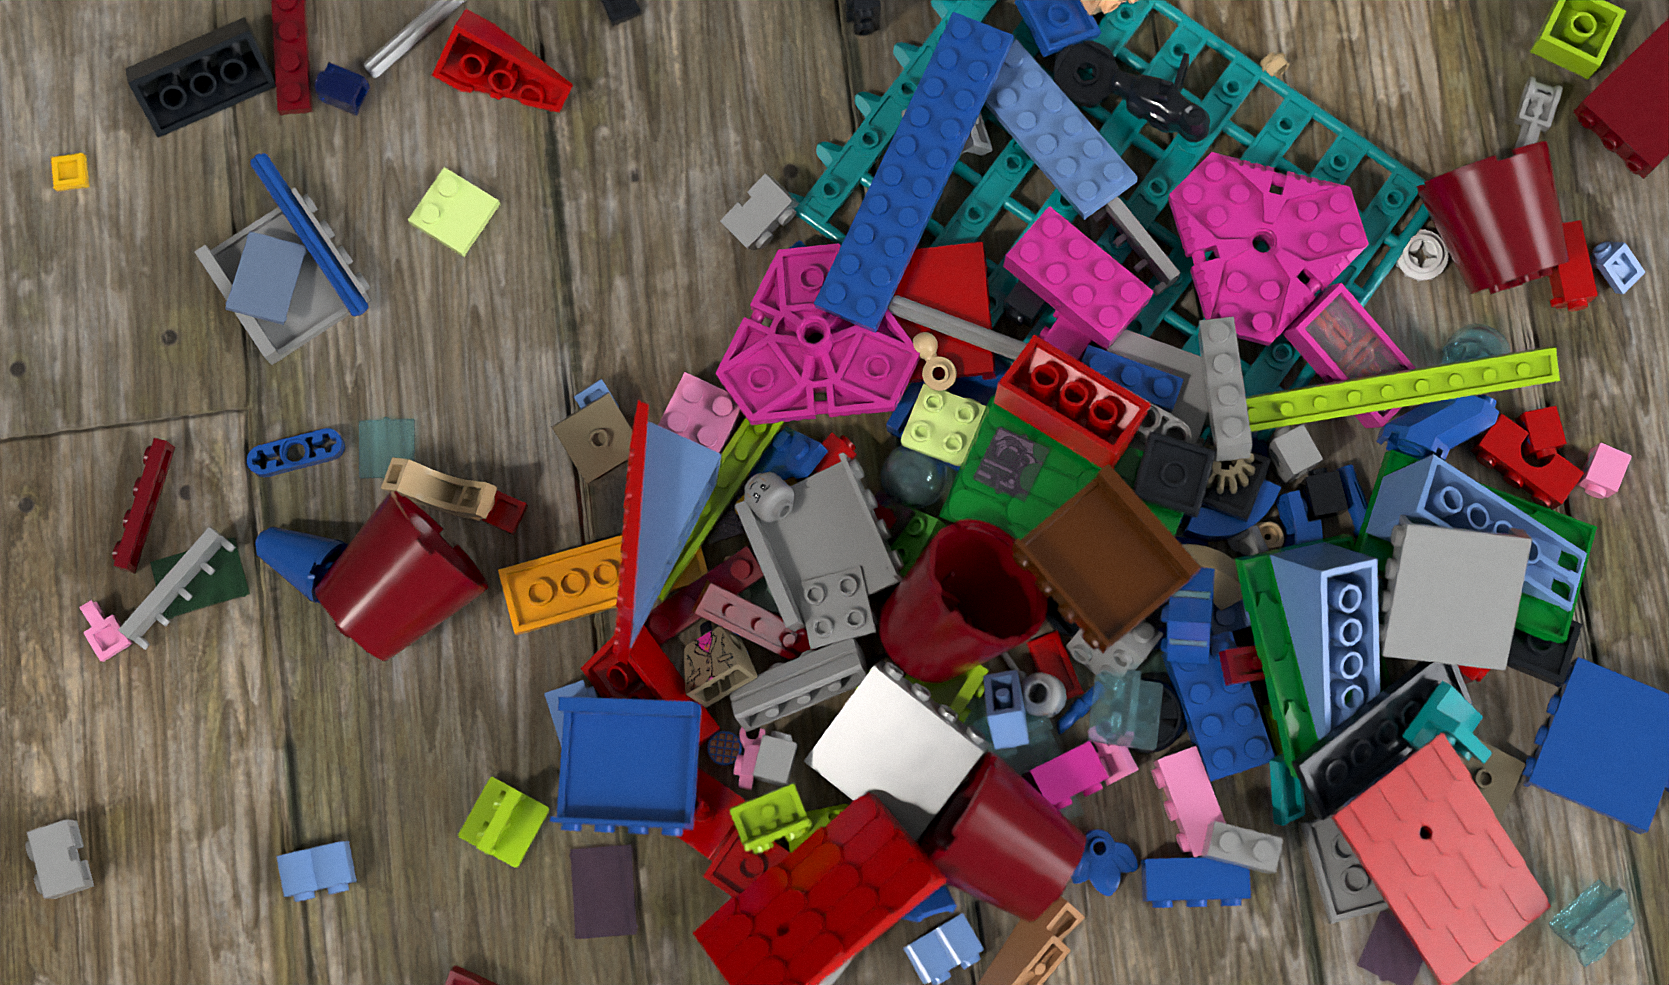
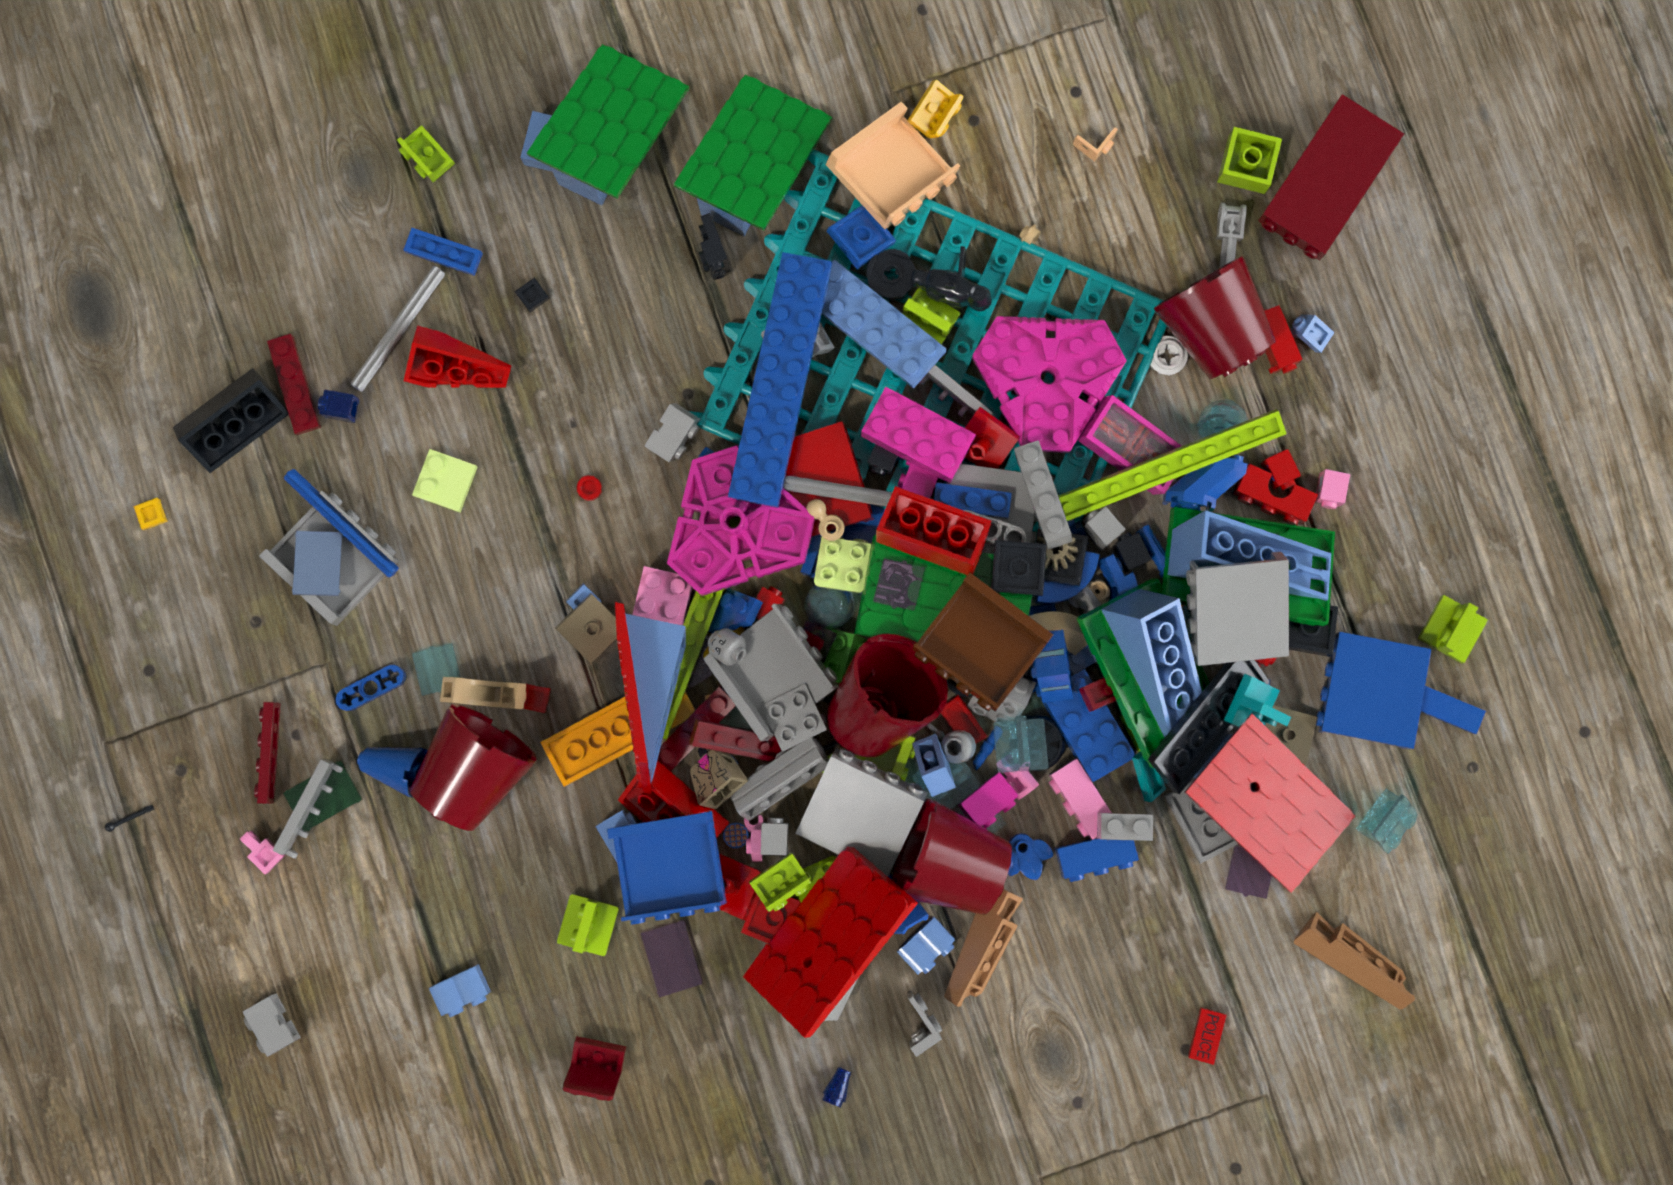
camera: 10 degrees left, 5 degrees up
(636, 261) = (589, 488): none -> red tile
(1126, 134) = (931, 316): none -> lime bracket
(1172, 308) = (991, 442): none -> red tile

